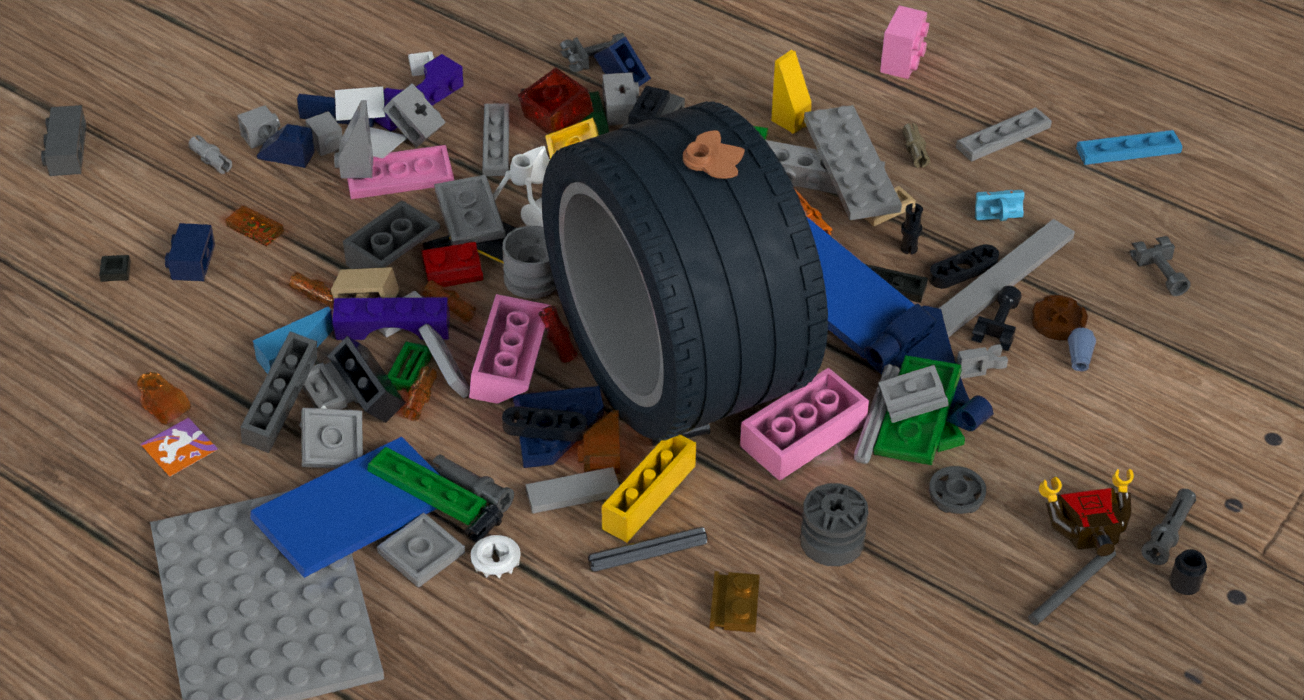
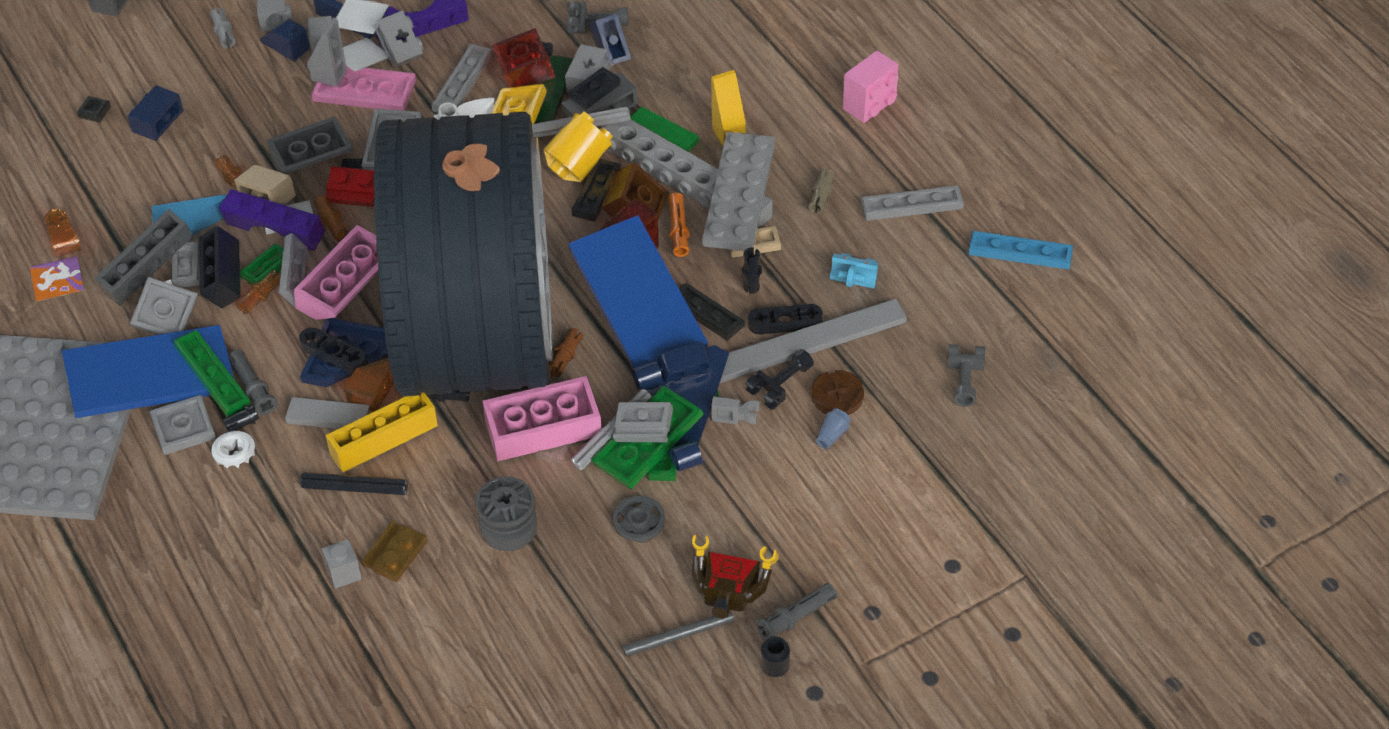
camera: 25 degrees right, 5 degrees up
(254, 225) = (221, 103): clear orange tile -> none
(694, 630) = (341, 564): none -> light grey brick

